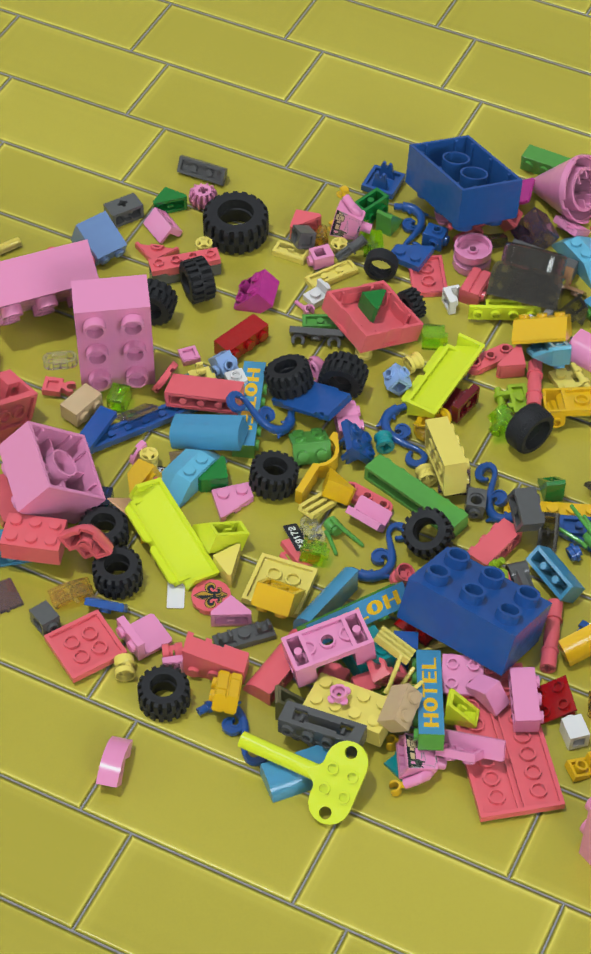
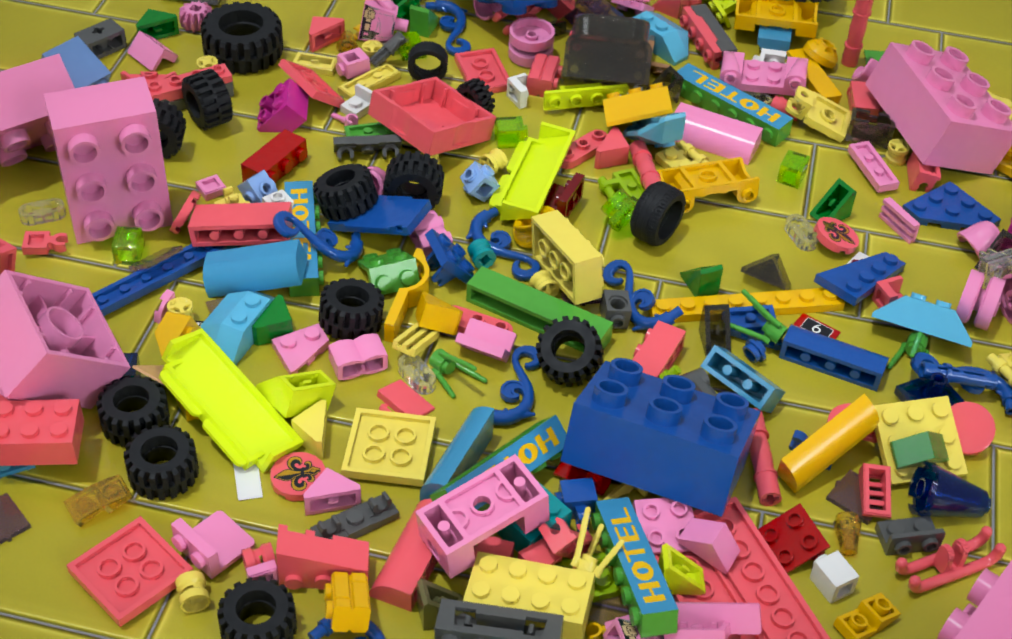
camera: 15 degrees left, 5 degrees down
(44, 618) = (64, 540): dark grey brick -> none
(81, 405) = (78, 258): tan brick -> none
(87, 540) = (111, 423): coral brick -> none
(98, 425) = (106, 278): blue tile -> none
(105, 605) = (151, 510): blue plate -> none
(271, 512) = (358, 356): none -> bright pink brick
(277, 597) = (391, 462): yellow slope -> none
(283, 273) = (311, 83): none -> coral tile
(295, 535) = (397, 382): black sticker -> none
(303, 236) = (327, 44): dark grey brick -> none
(313, 552) = (424, 396): clear neon green brick -> none
(336, 690) = (513, 570): bright pink plate -> none
(371, 302) = (426, 102): green slope -> none
(394, 645) = (568, 498): light yellow tile -> none
(400, 708) = (604, 582): tan brick -> none
(401, 573) = (549, 405): coral wheel -> none
(413, 255) = (463, 51): blue wing -> none
(435, 236) = (483, 29): blue brick -> none
(525, 699) = (760, 544): bright pink brick -> none
(526, 509) = (687, 304): dark grey brick -> none

